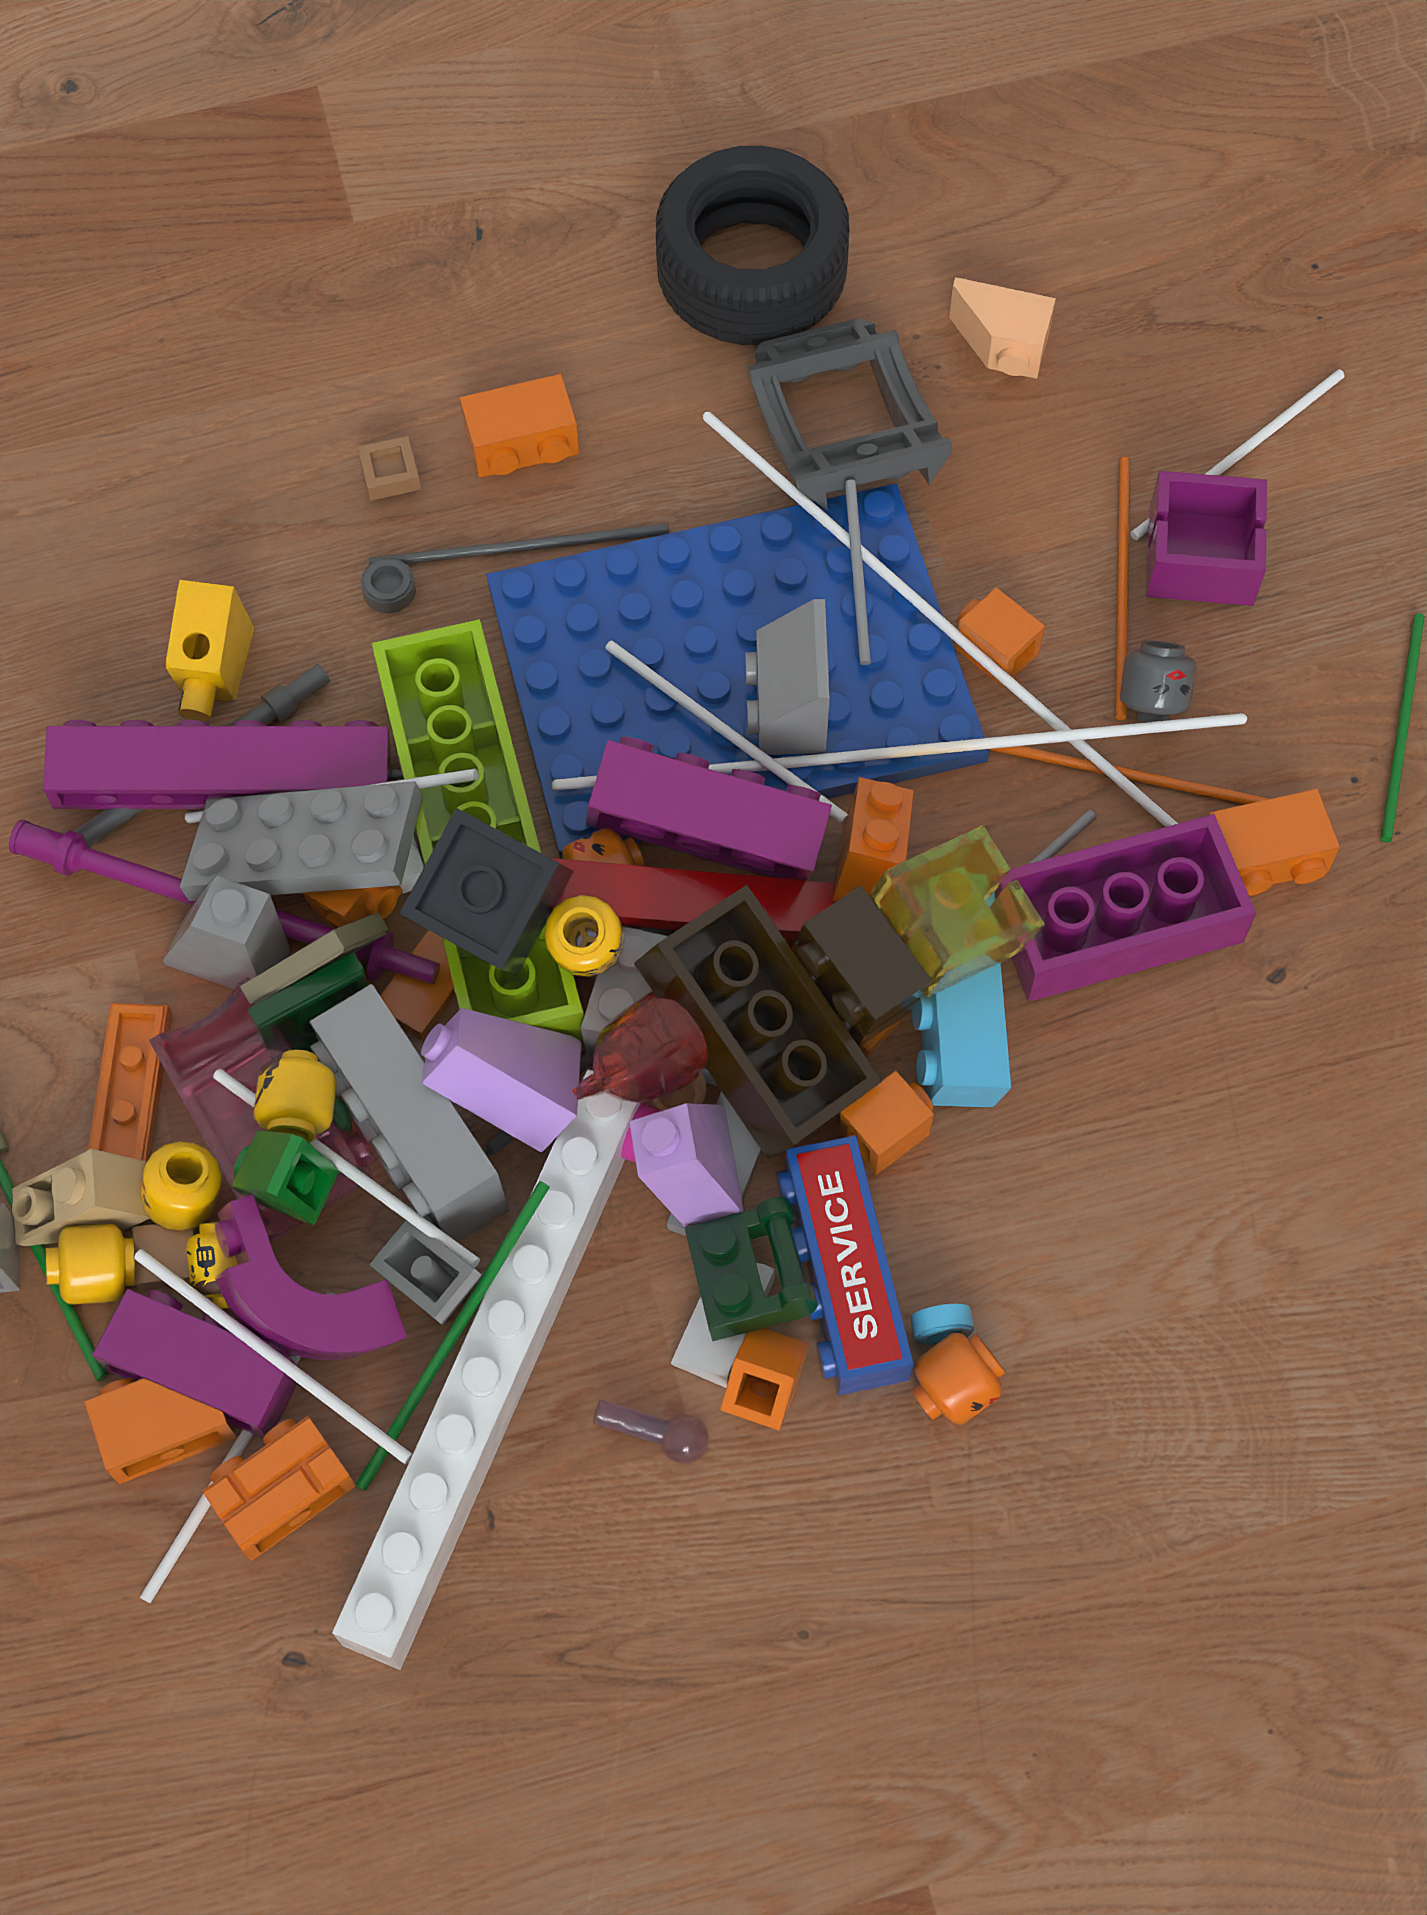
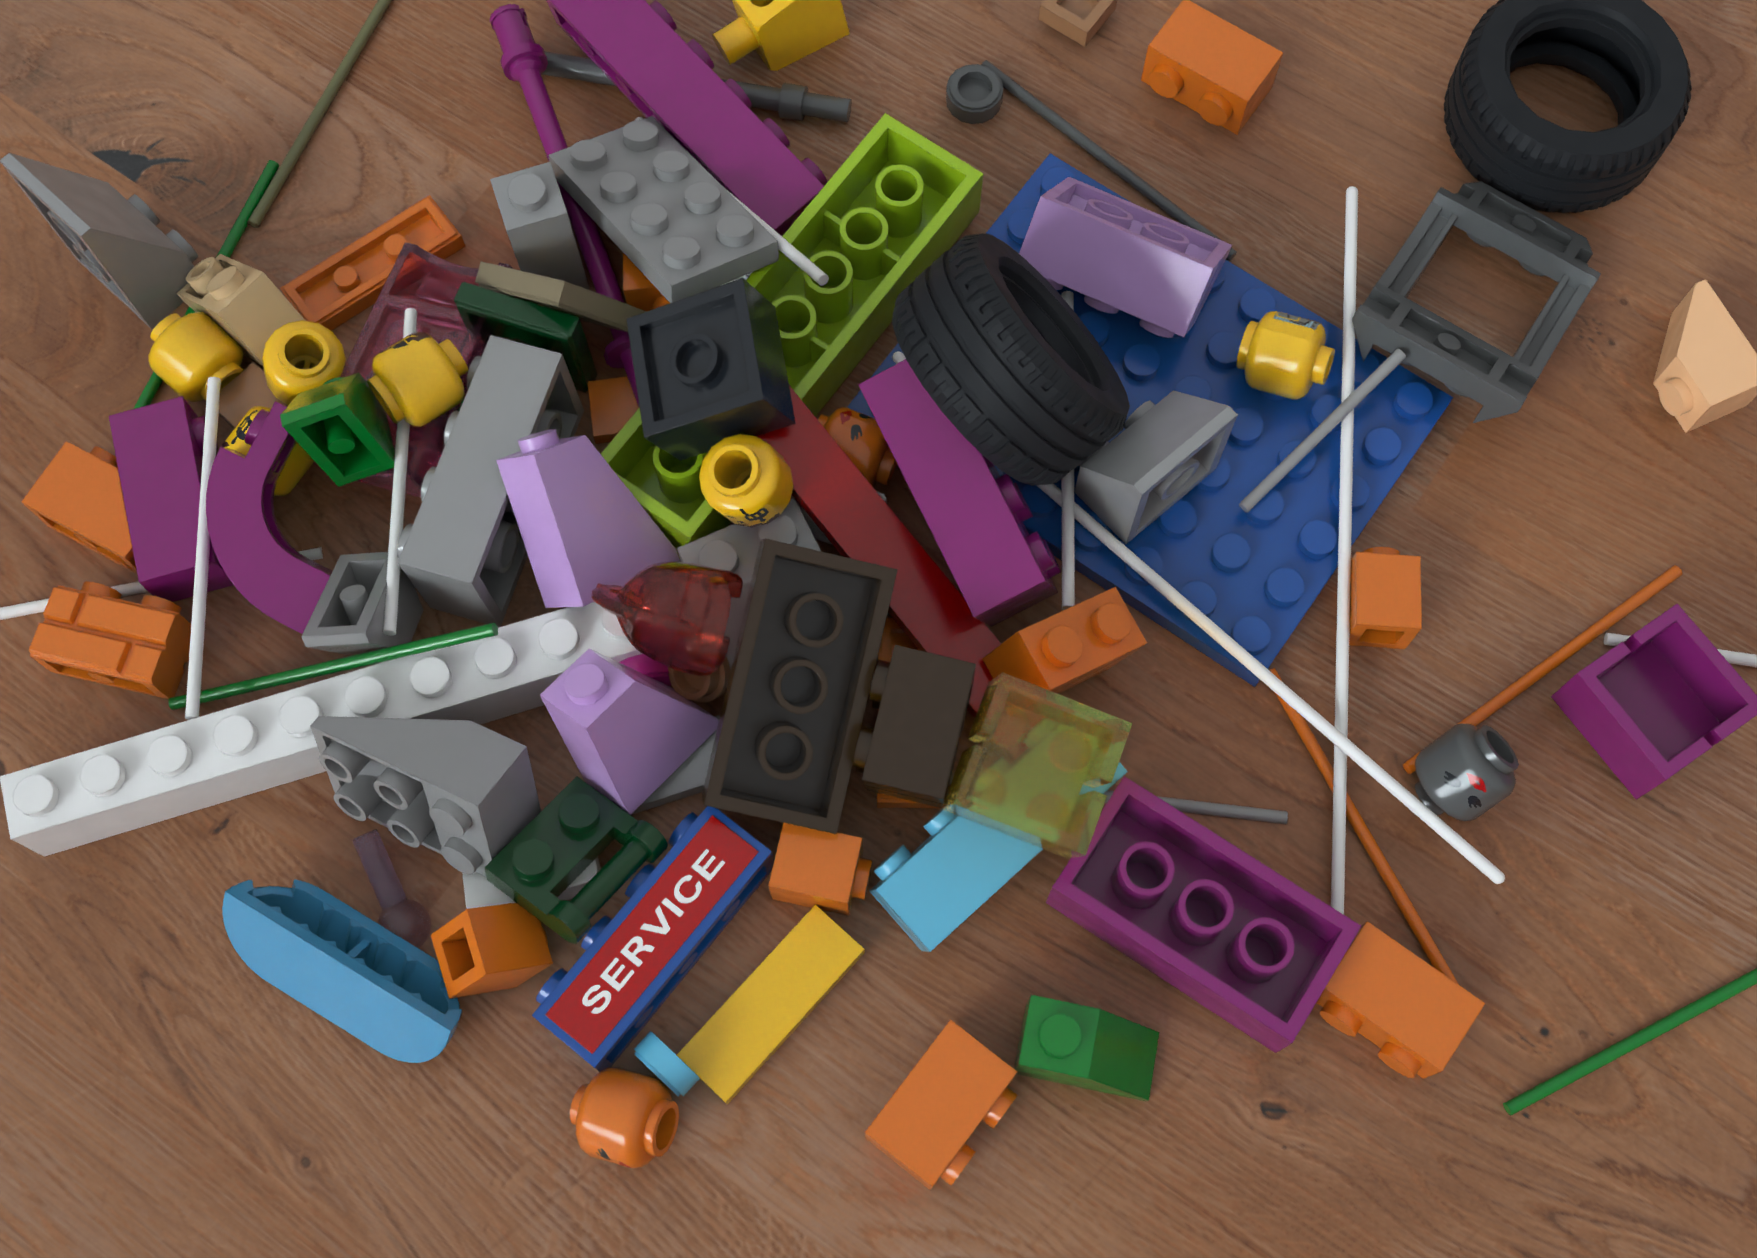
camera: 50 degrees right, 5 degrees up
(610, 1326) = (431, 782): none -> light grey slope
(622, 586) = (1123, 256): none -> lavender slope
(659, 701) = (1009, 361): none -> black tyre
(691, 1495) = (343, 967): none -> dark azure brick
(785, 549) = (1285, 354): none -> yellow head
(953, 1225) = (771, 1004): none -> yellow tile
(1117, 1167) = (942, 1106): none -> orange brick
(1145, 1053) = (1086, 1048): none -> green slope

